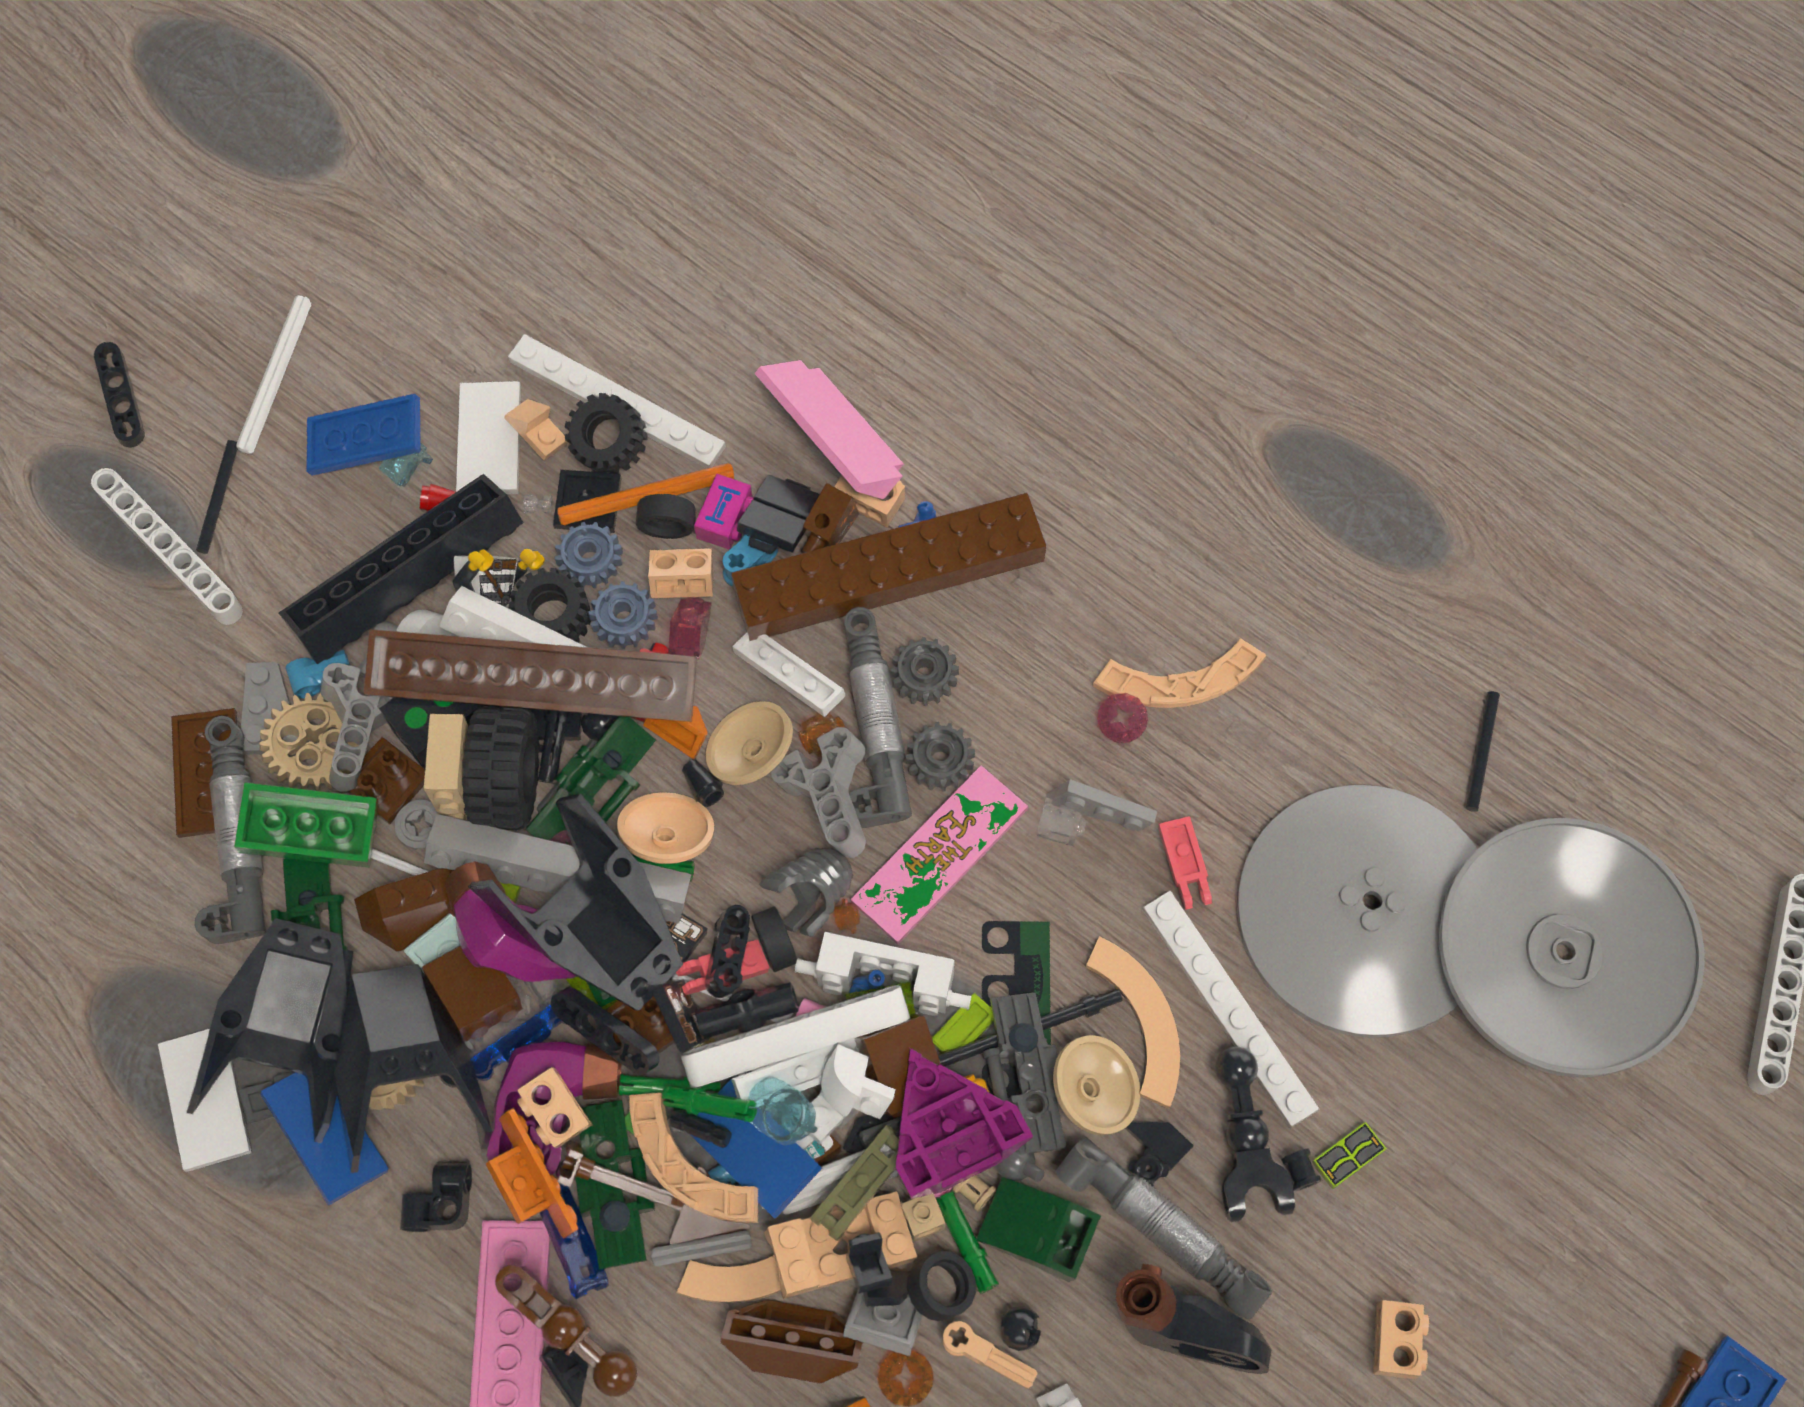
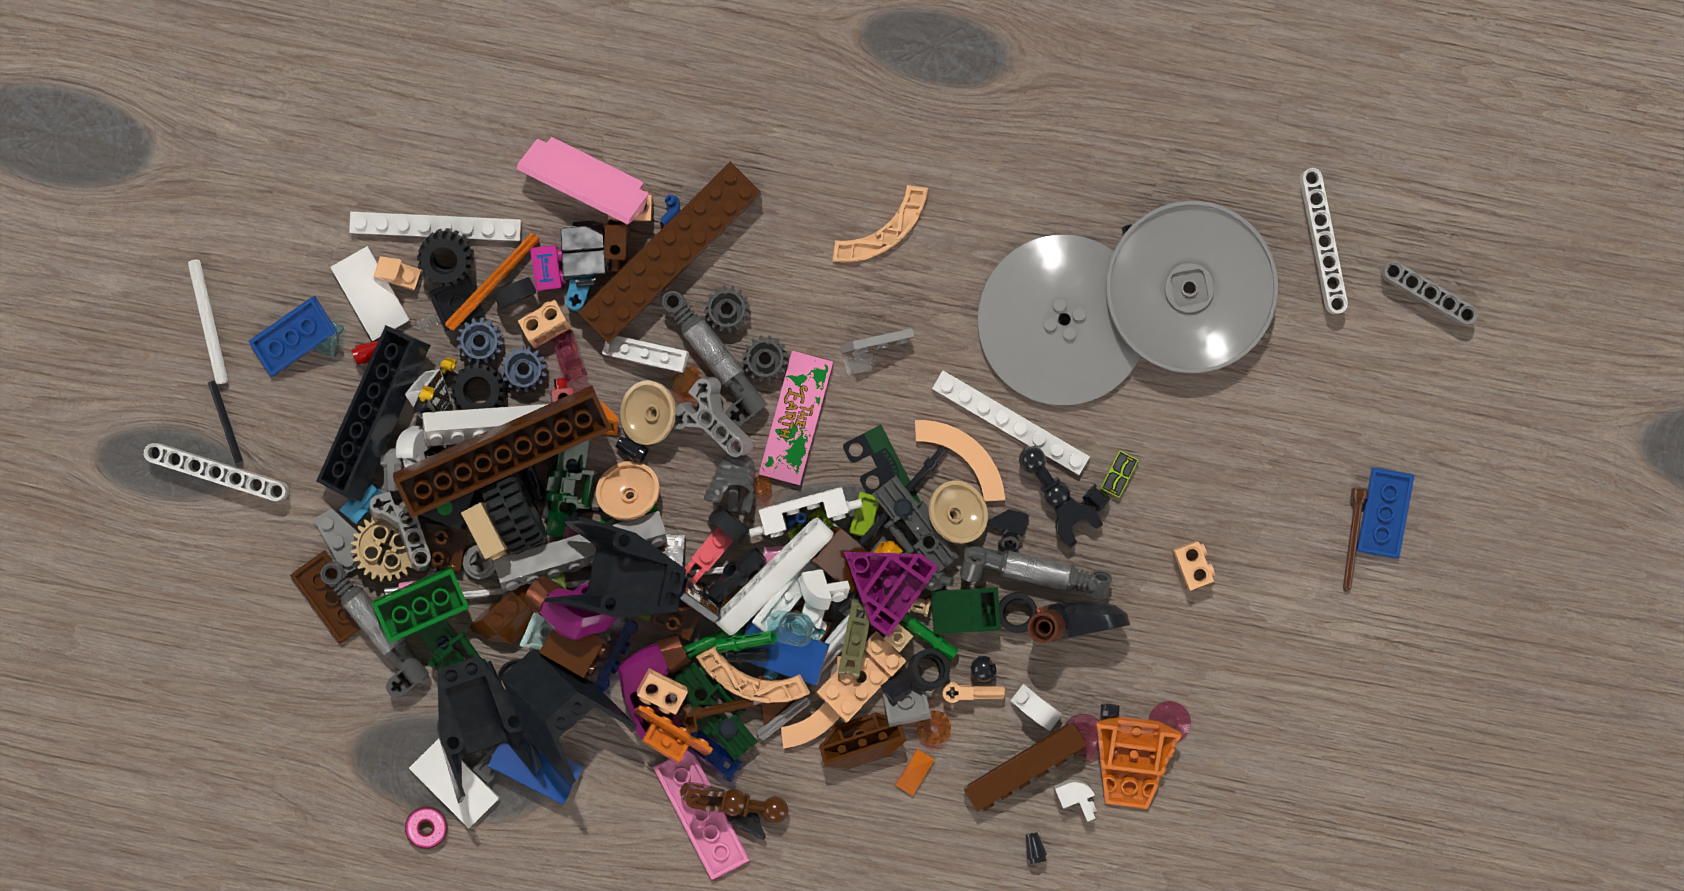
camera: 30 degrees left, 20 degrees up
(115, 1125) = (417, 836): none -> tile
(118, 394) = (117, 389): black beam -> none
(450, 1187) = (624, 758): black piece -> none
(635, 1053) = (684, 635): black beam -> none
(719, 964) = (714, 555): black beam -> none
(868, 1262) = (882, 681): black bracket -> none
(1105, 1247) = (1002, 606): none -> black tyre
(1117, 731) = (861, 264): clear pink gear -> none
(1185, 859) = (941, 345): coral hinge -> none
(1482, 751) = (1086, 182): black bar -> none

